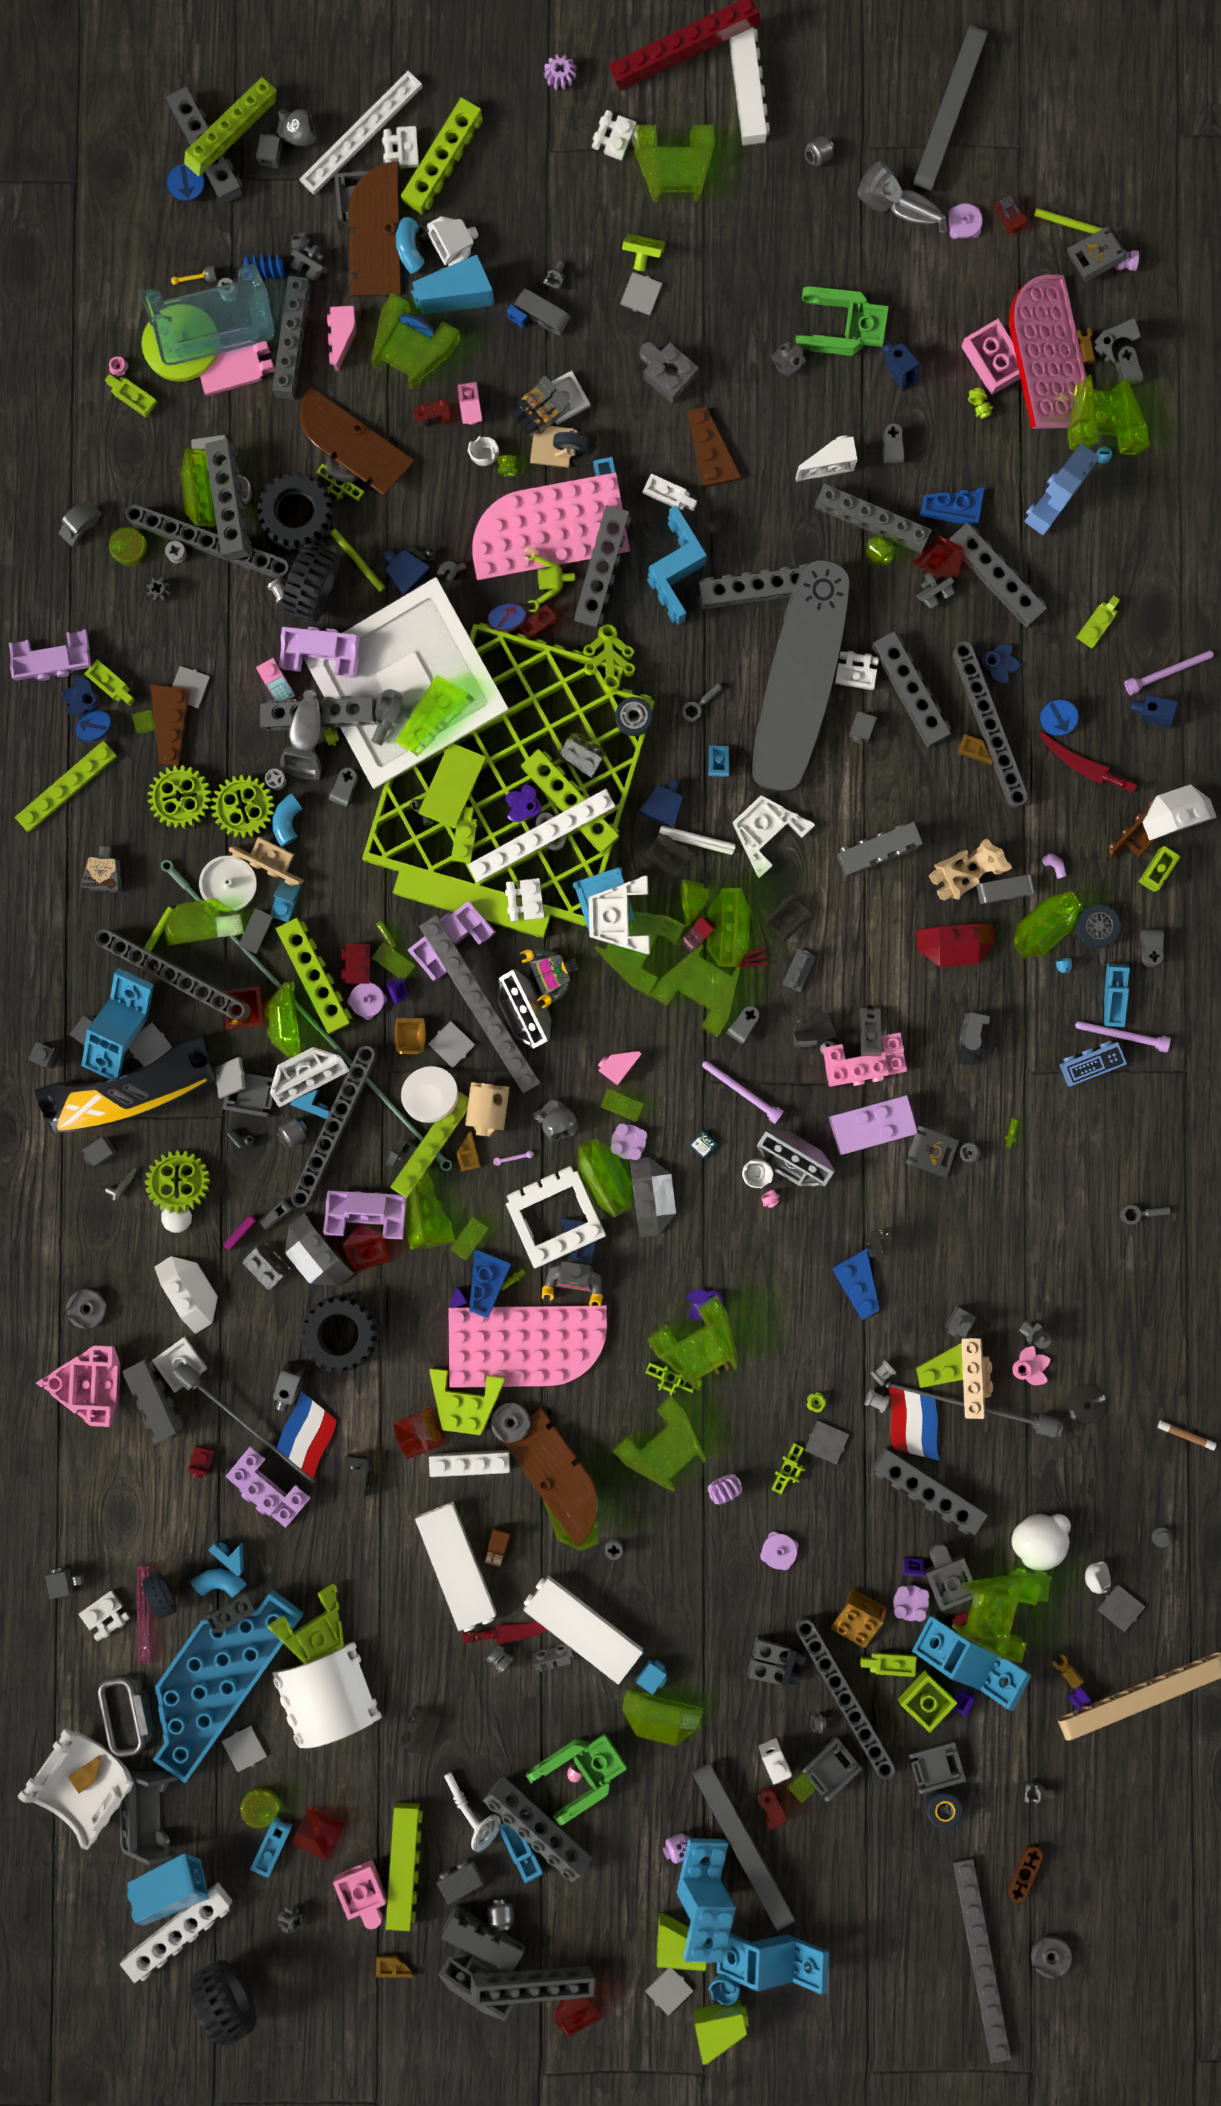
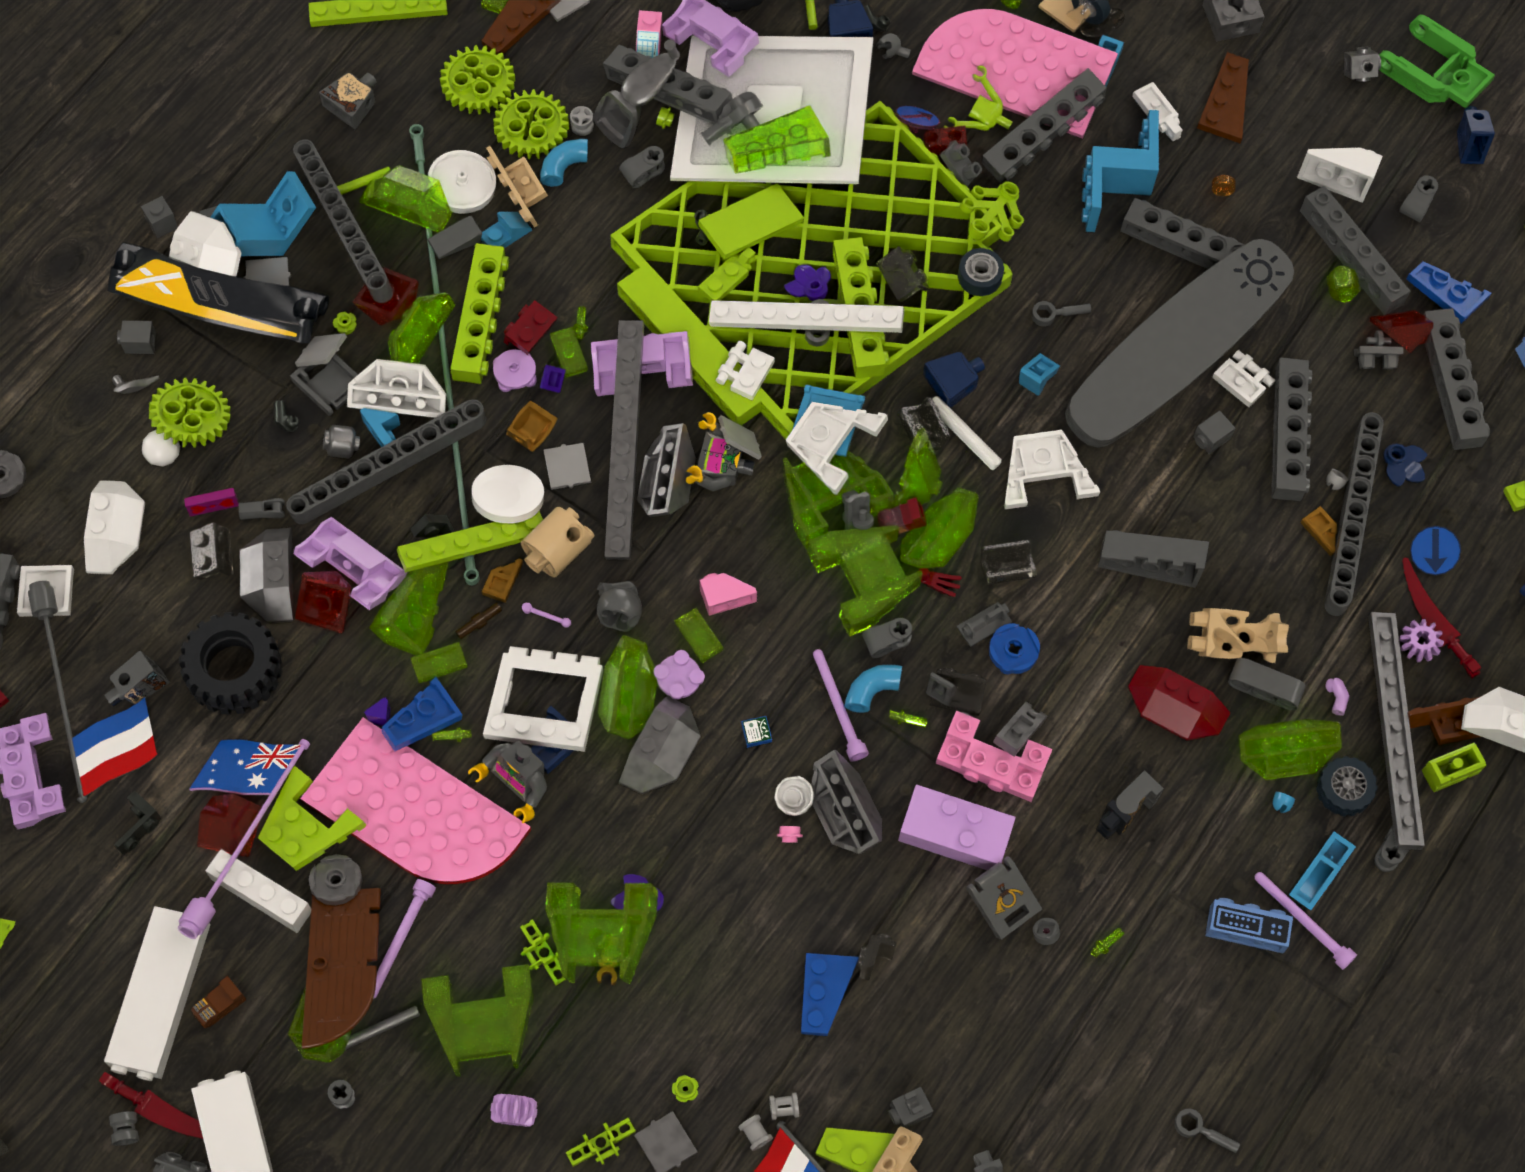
camera: 25 degrees right, 20 degrees down
(98, 1062) = (205, 245): none -> white wedge
(223, 1044) = (348, 327): none -> lime plate
(403, 1392) = (240, 769): none -> flag
(473, 1193) = (478, 621): none -> dark brown bar
(554, 950) = (739, 437): none -> light grey piece
(559, 635) = (957, 161): none -> dark grey hips
(569, 1393) = (422, 891): none -> lavender piece
(609, 1485) = (382, 1026): none -> flat silver bar
(668, 952) = (857, 510): none -> dark grey hips
(751, 525) = (1223, 185): none -> clear orange tile
(754, 1062) = (869, 683): none -> dark azure cylinder
(788, 1071) = (902, 717): none -> clear neon green piece
(840, 973) = (1019, 636): none -> blue plate
(963, 706) = (1336, 478): none -> light grey hinge
(1082, 795) = (1413, 634): none -> lavender gear
(1107, 867) = (1396, 731): none -> flat silver plate

